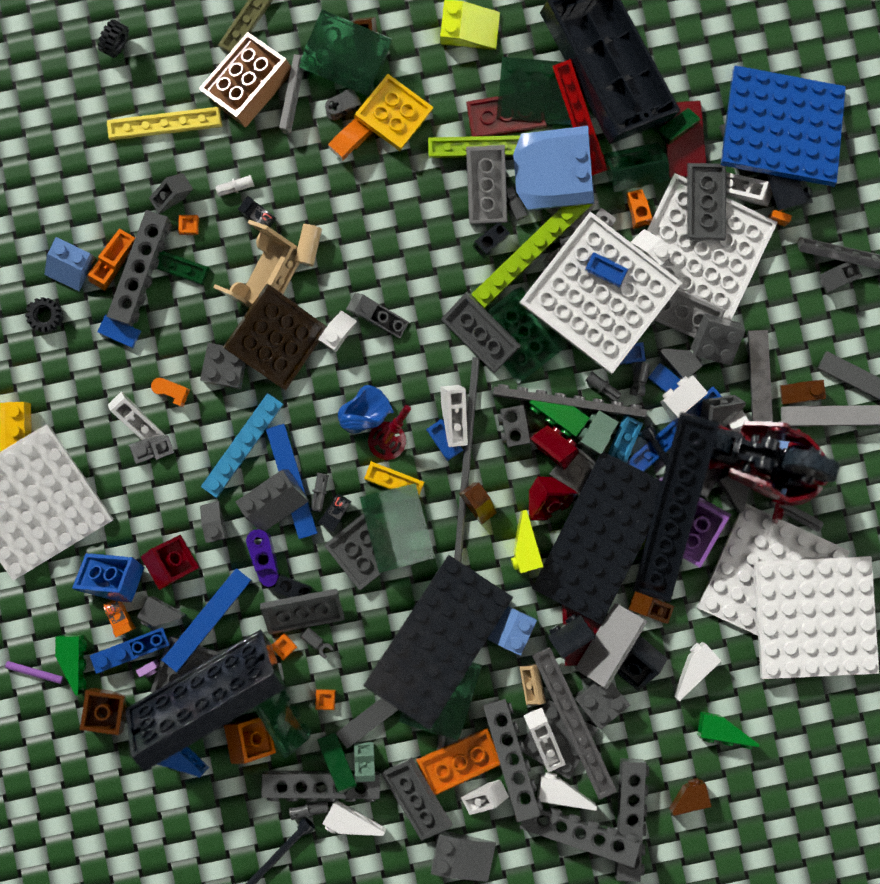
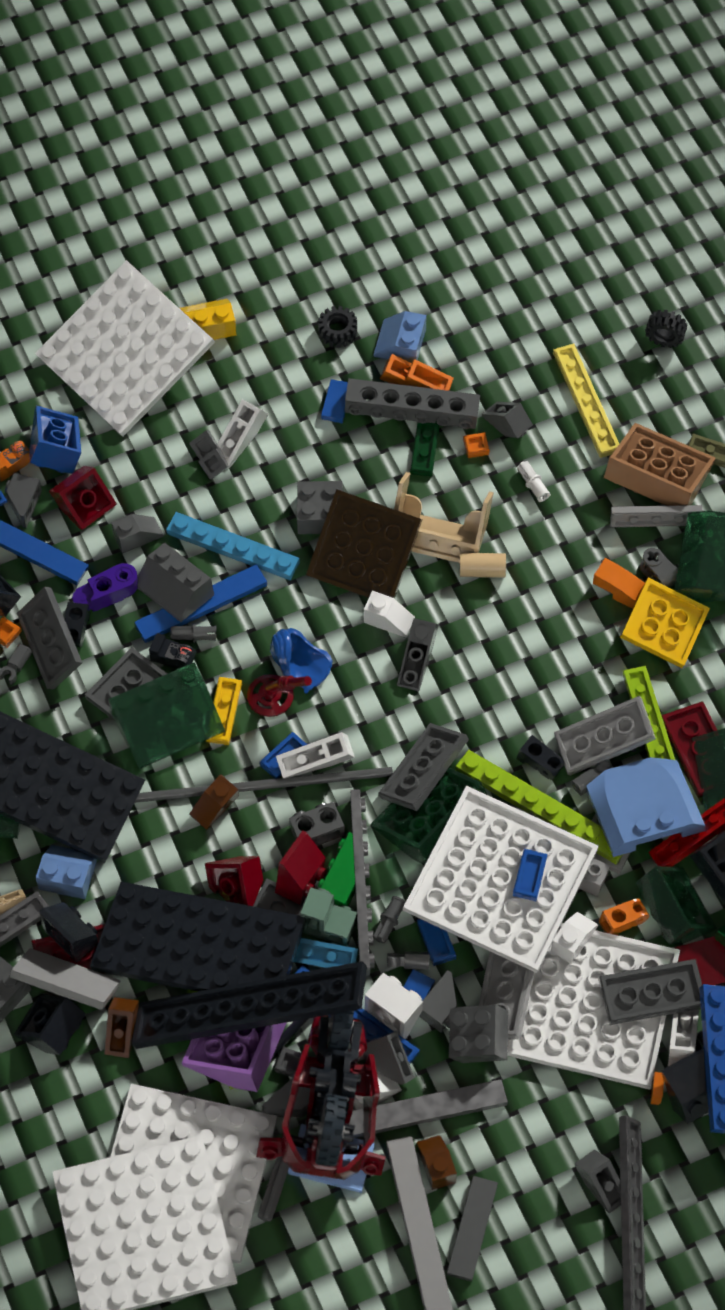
camera: 80 degrees right, 25 degrees down
(164, 387) = (281, 463): orange leg -> none
(256, 212) = (506, 507): black leg -> none
(525, 548) = (173, 859): neon yellow slope -> none
(697, 666) = (54, 1094): white slope -> none

